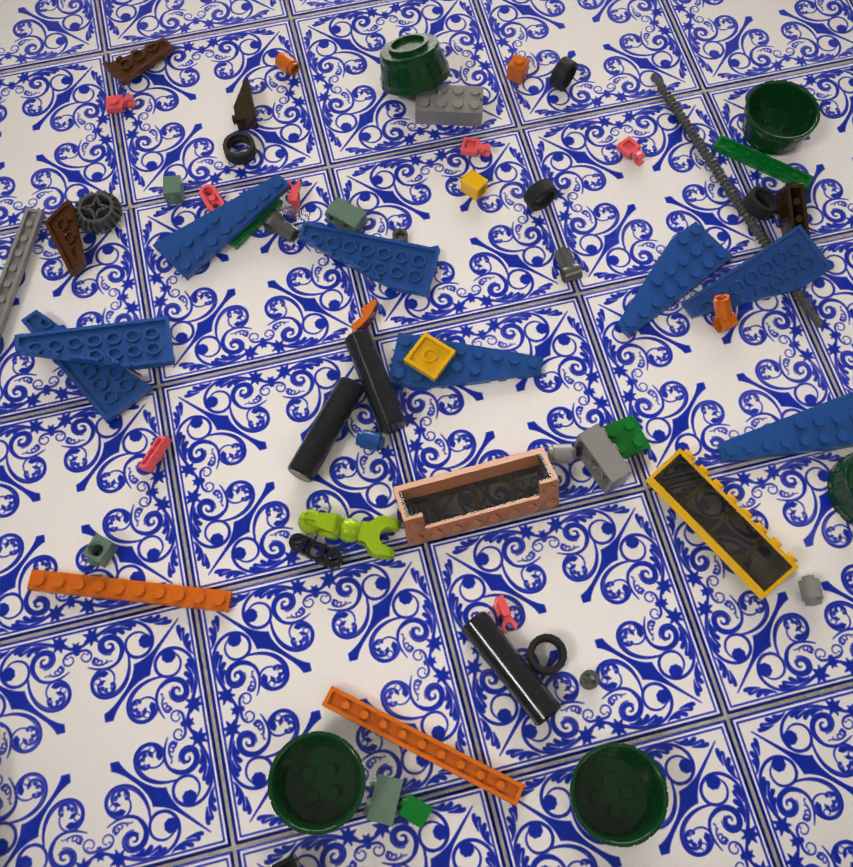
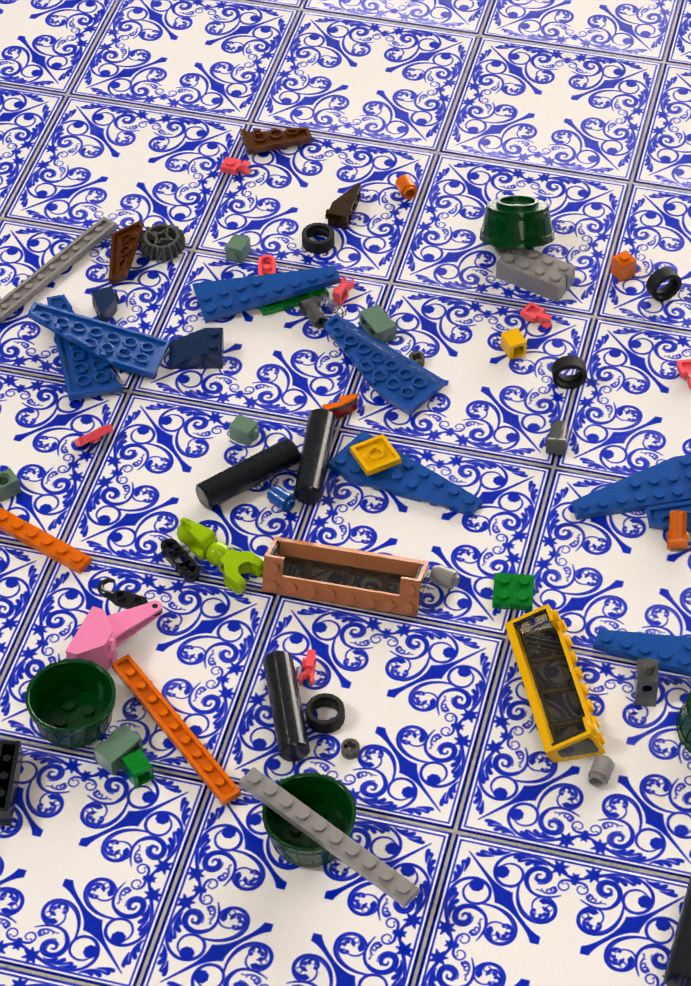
camera: 30 degrees right, 20 degrees down
(82, 302) = (105, 303): none -> dark blue slope
(199, 314) = (198, 350): none -> dark blue slope
(293, 382) = (244, 430): none -> sand green brick
(297, 679) = (102, 634): none -> bright pink slope
(602, 458) = (476, 592): light grey brick -> none
(657, 815) = (329, 837): none -> light grey plate
(793, 480) = (646, 674): none -> dark grey torso

